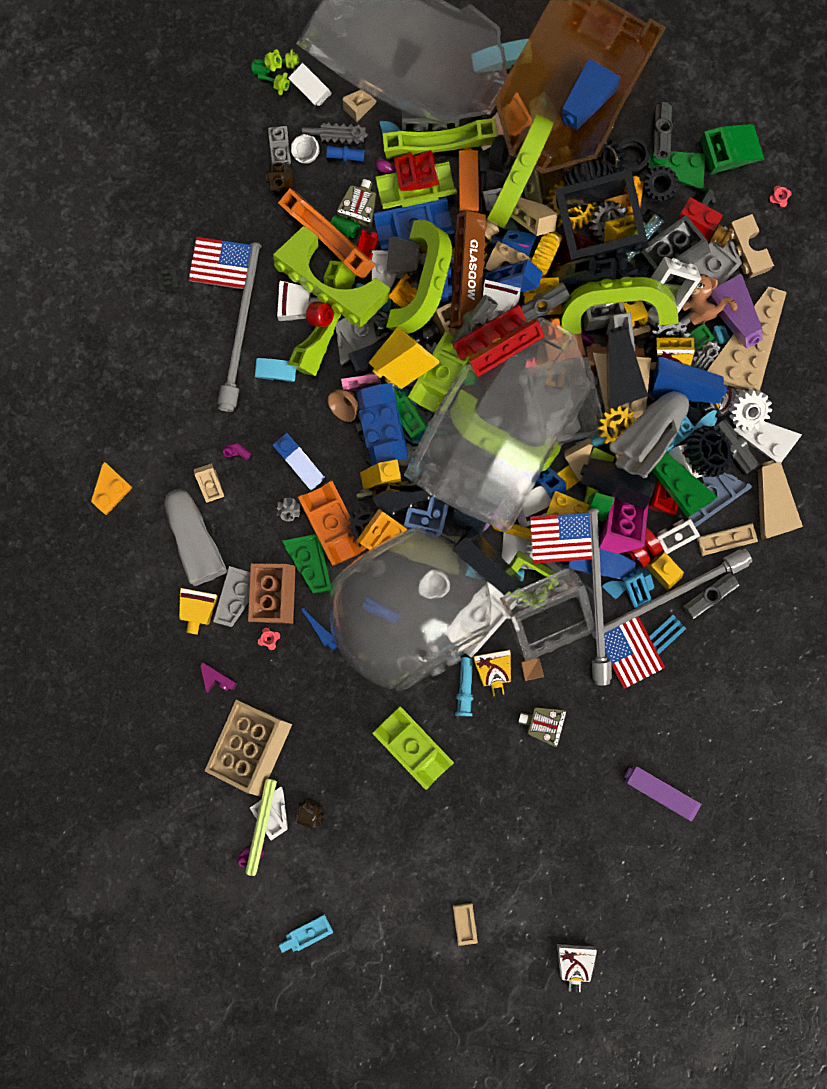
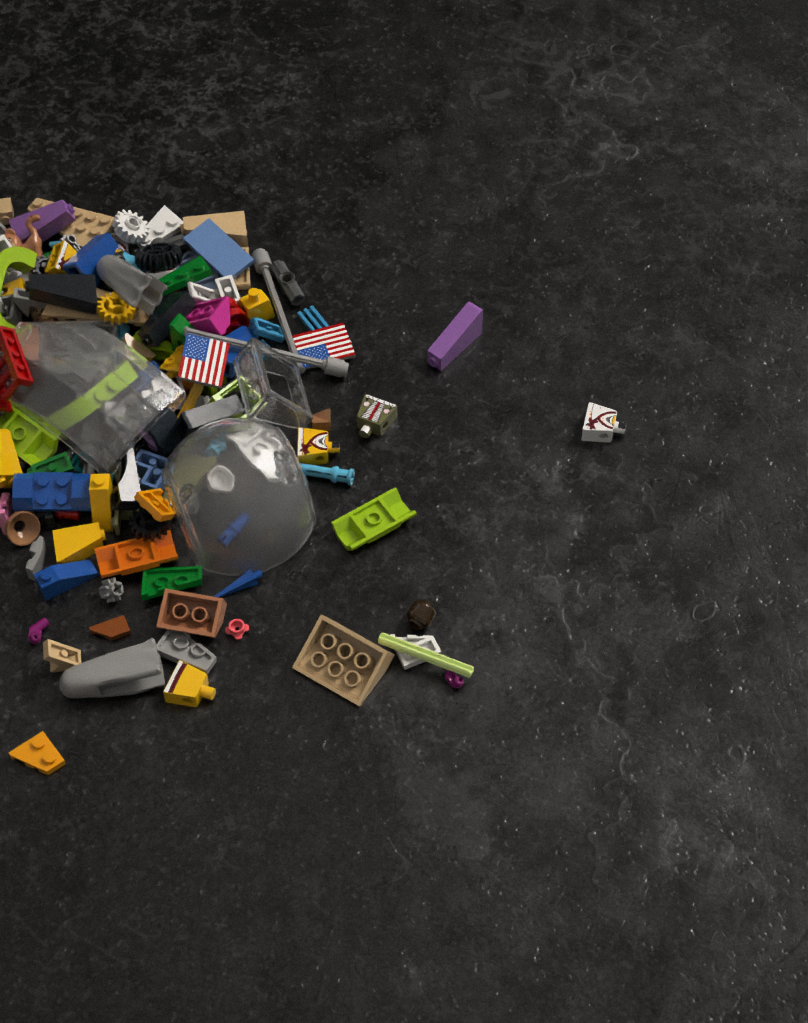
camera: 75 degrees left, 30 degrees down
(211, 675) = (262, 680): magenta slope -> none
(250, 520) = (112, 629): none -> dark orange tile
(307, 934) = (541, 635): medium azure hinge -> none
(321, 427) = (38, 555): none -> light grey slope
(336, 461) = (77, 542): none -> yellow slope
(465, 924) = (551, 506): tan tile -> none
(664, 511) = (200, 293): none -> white slope
(738, 512) = (218, 249): none -> medium blue tile

